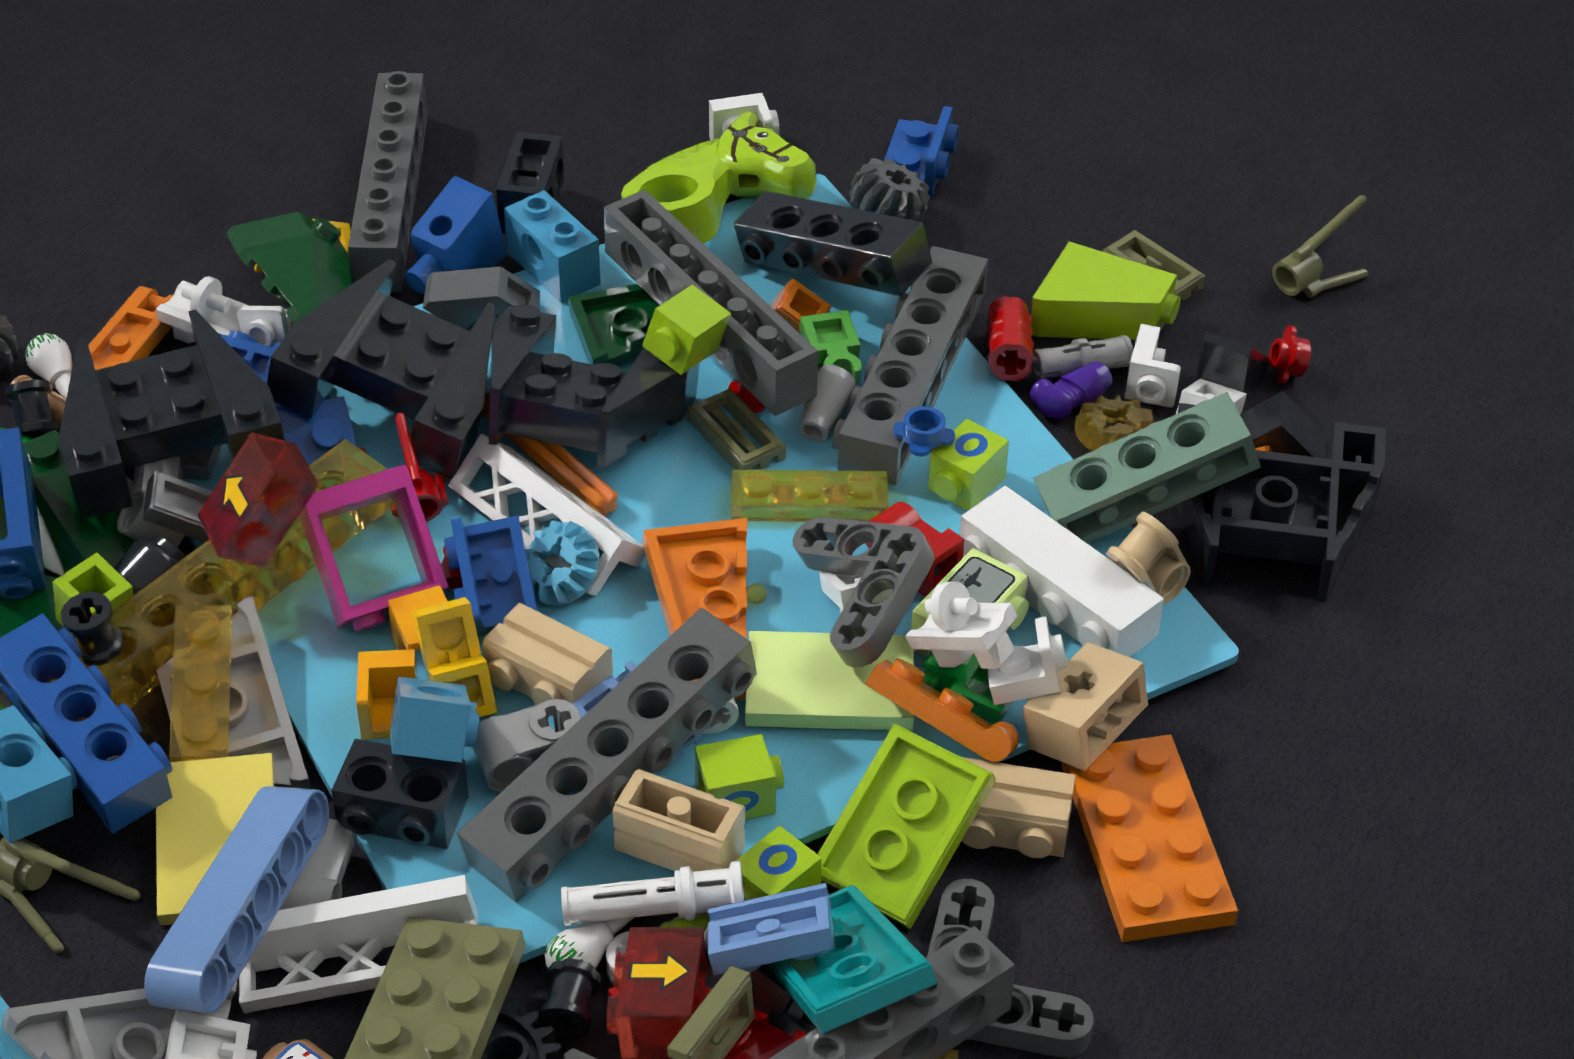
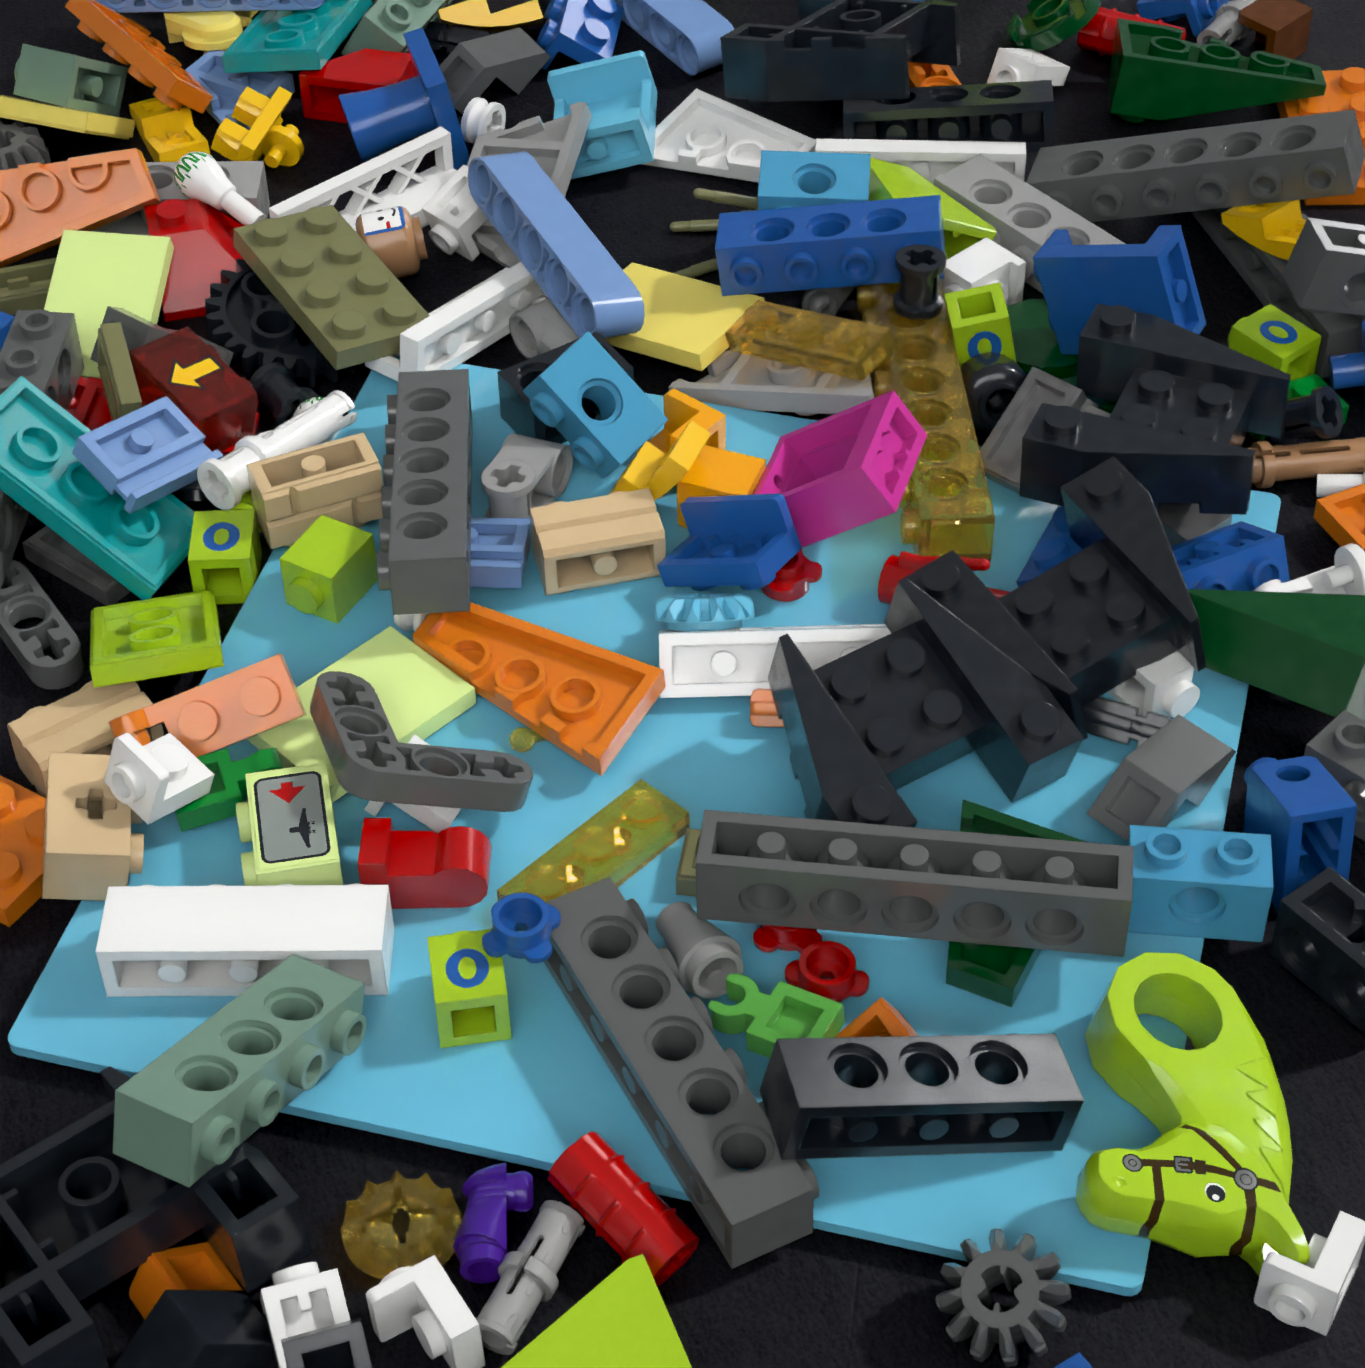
camera: 135 degrees right, 0 degrees up
(257, 500) = (923, 367): clear red brick -> none
(686, 329) = (845, 774): lime brick -> none
(963, 626) = (233, 723): white hips -> none
(1153, 557) = (156, 989): tan piece -> none

